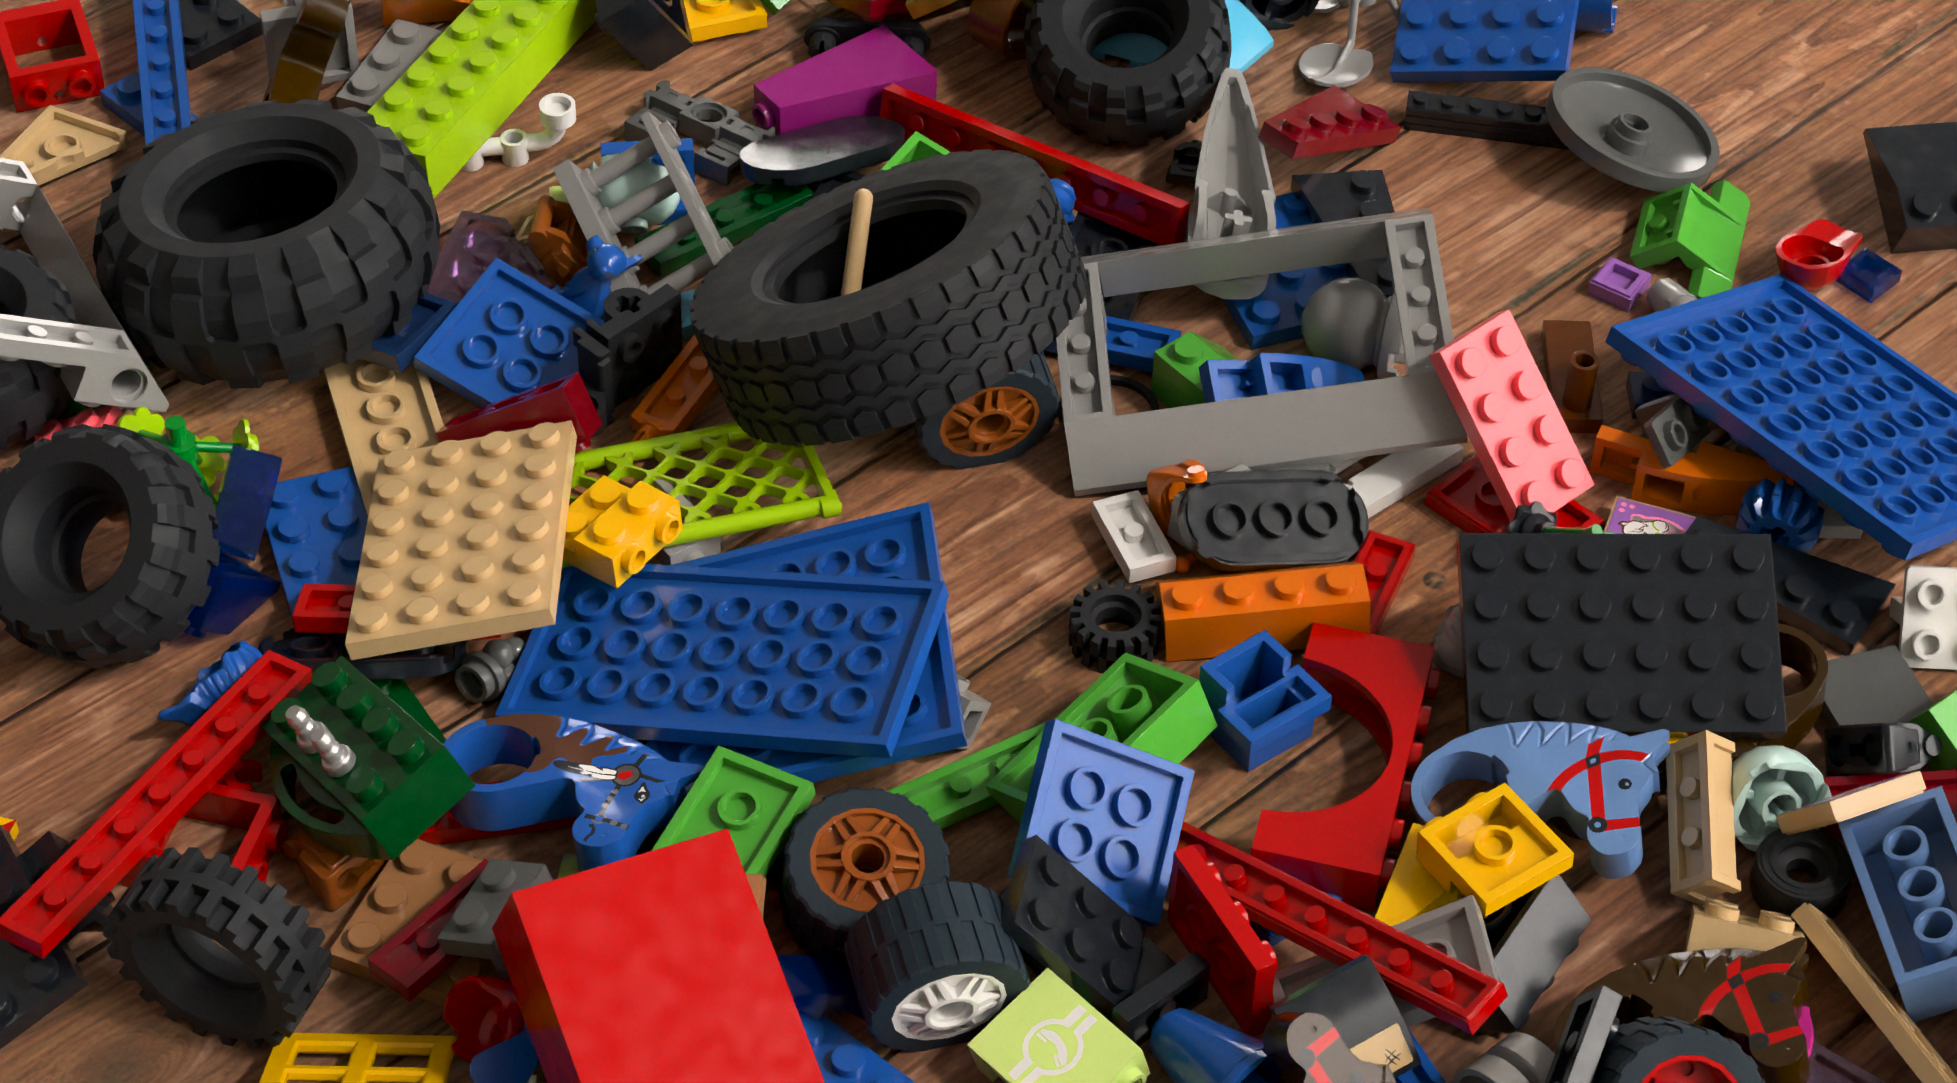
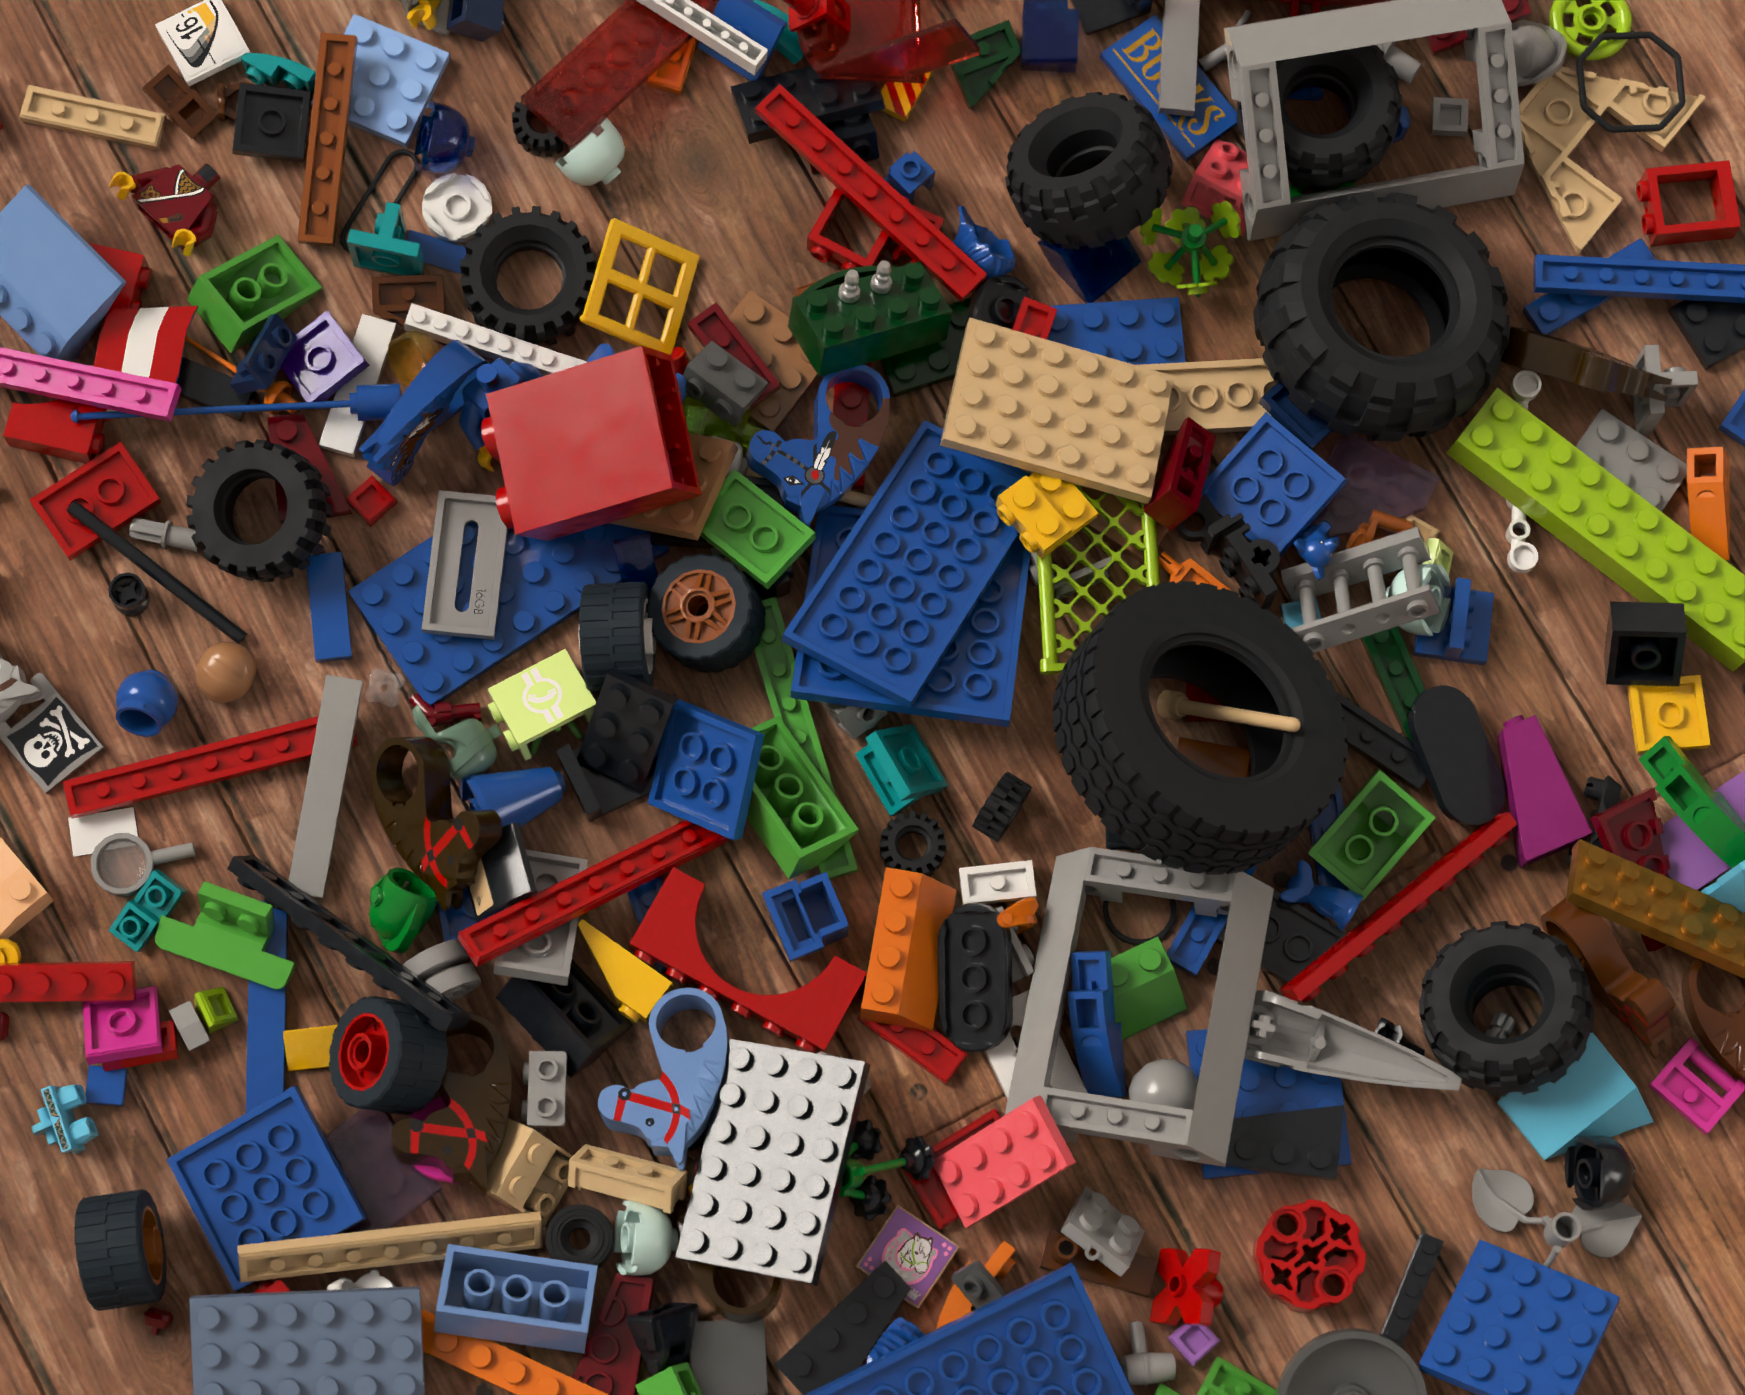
camera: 100 degrees right, 30 degrees up
(107, 780) = (909, 174): none -> blue window
(167, 946) = (726, 208): black tyre -> none
(245, 500) = (1147, 281): clear blue slope -> none
(724, 135) = (1498, 700): dark grey piece -> none
(1020, 652) = (900, 767): none -> teal bracket
(1043, 513) = (1002, 806): none -> black tyre
(1222, 934) = (605, 827): red plate -> none
(1328, 124) = (1405, 1159): dark red wing -> none
(1480, 194) = (1311, 1292): none -> red connector
(1492, 849) = (613, 1011): yellow plate -> none
(1558, 335) = (1100, 1226): none -> light grey plate
(1587, 257) = (1190, 1287): none -> red plant
(1620, 935) = (546, 1090): none -> light grey bracket
(1851, 803) = (594, 1269): tan tile -> none

